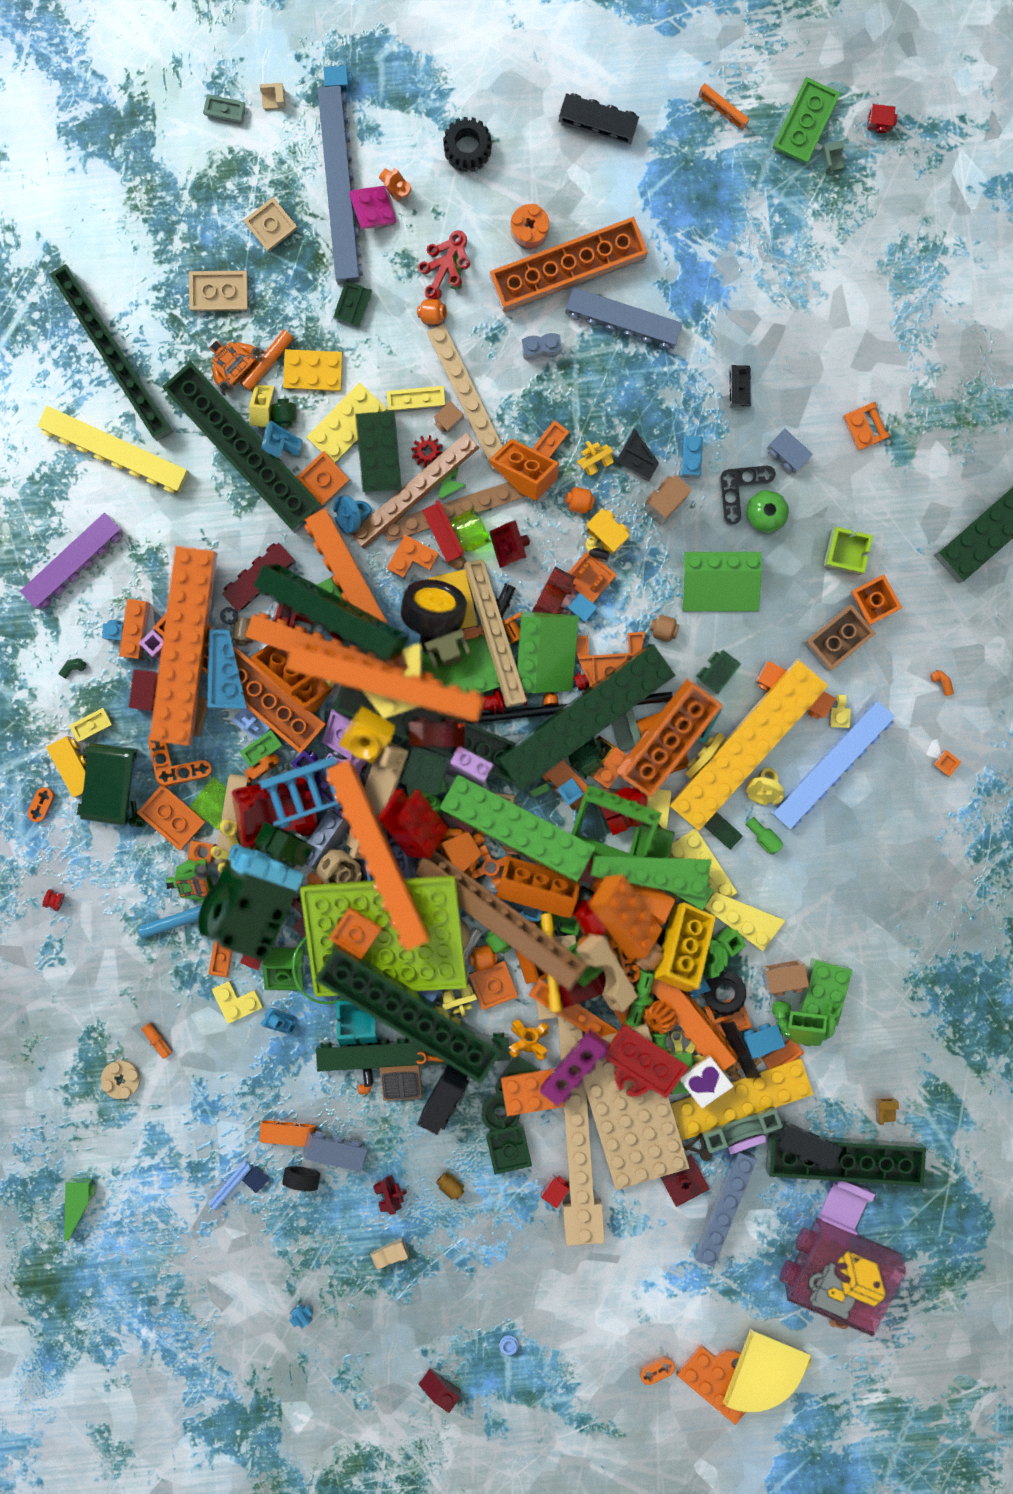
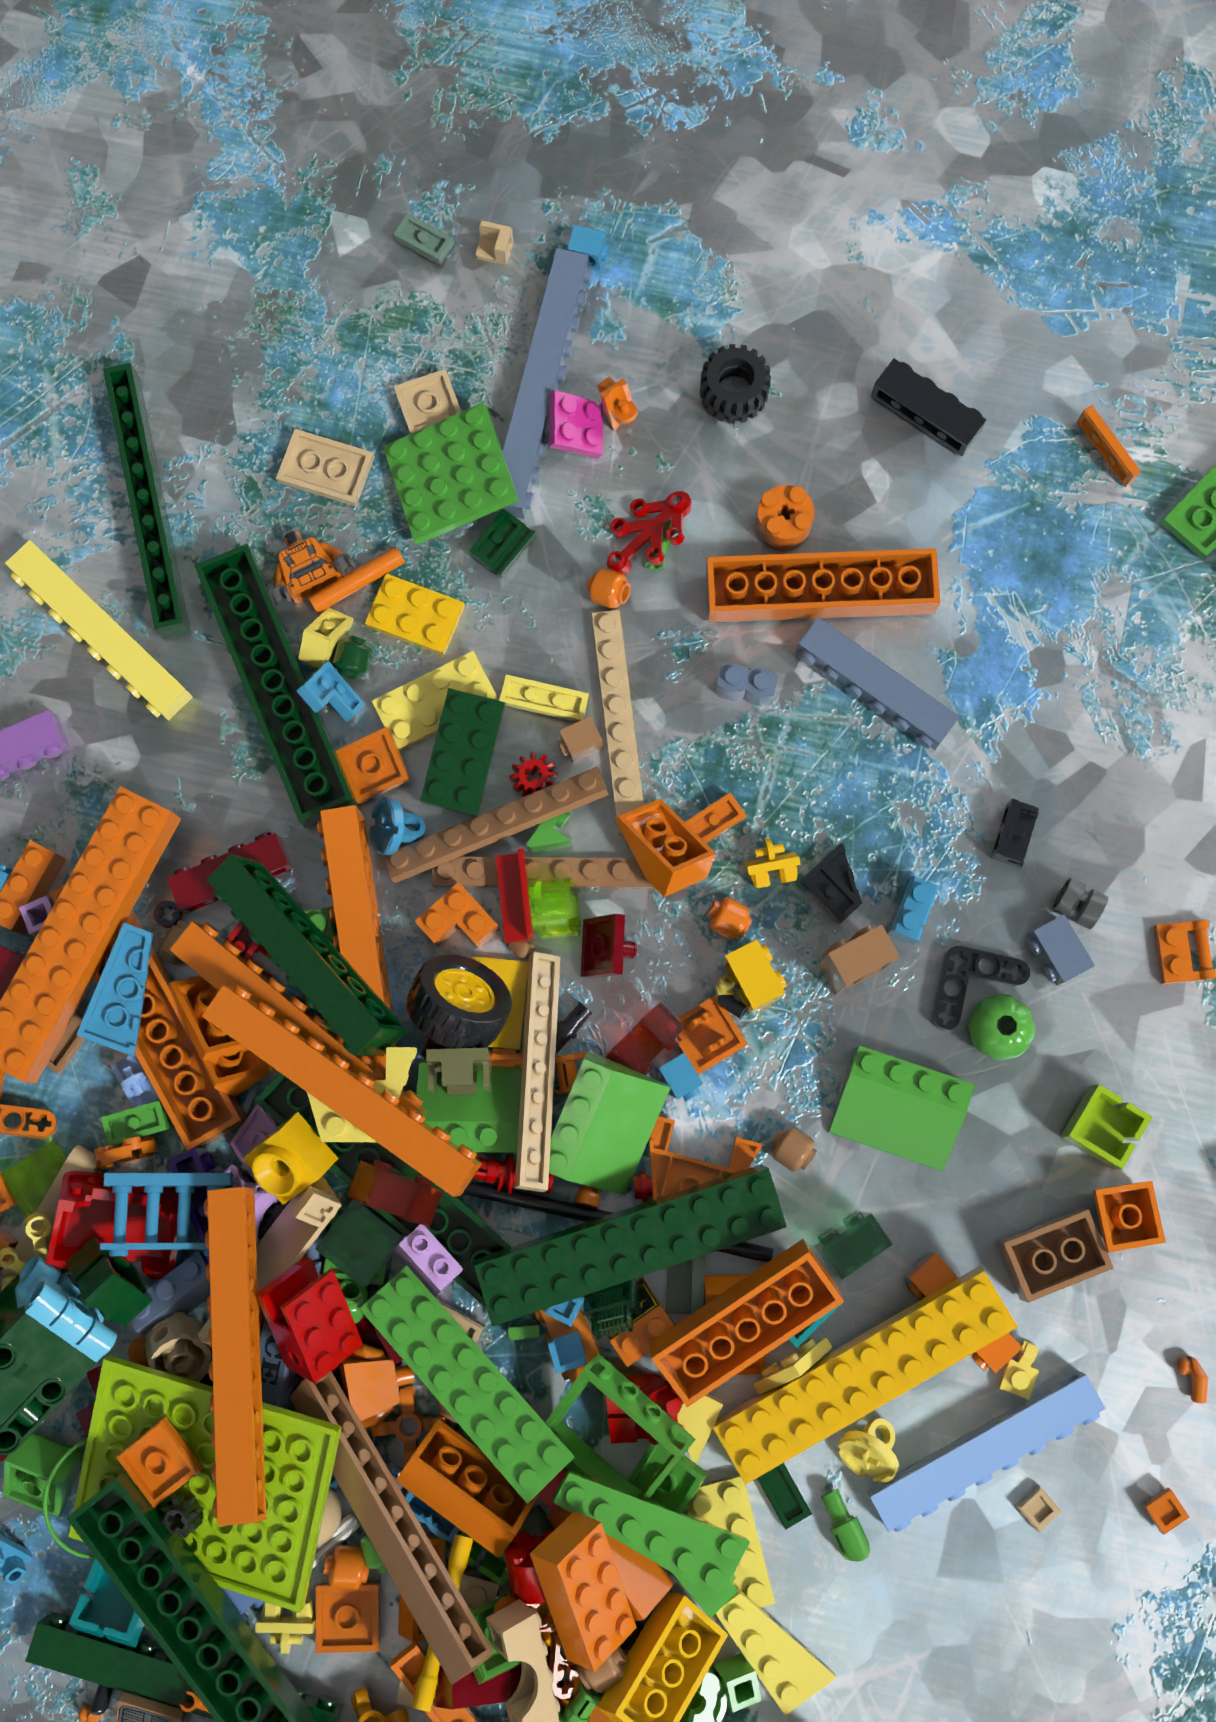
camera: 25 degrees right, 10 degrees down
(303, 268) = (450, 473): none -> bright green plate
(374, 956) = (182, 1515): none -> pearl dark grey gear
(560, 769) = (566, 1311): none -> dark azure tile
(799, 420) = (1089, 908): none -> dark grey wheel
(873, 787) = (1038, 1508): none -> tan tile

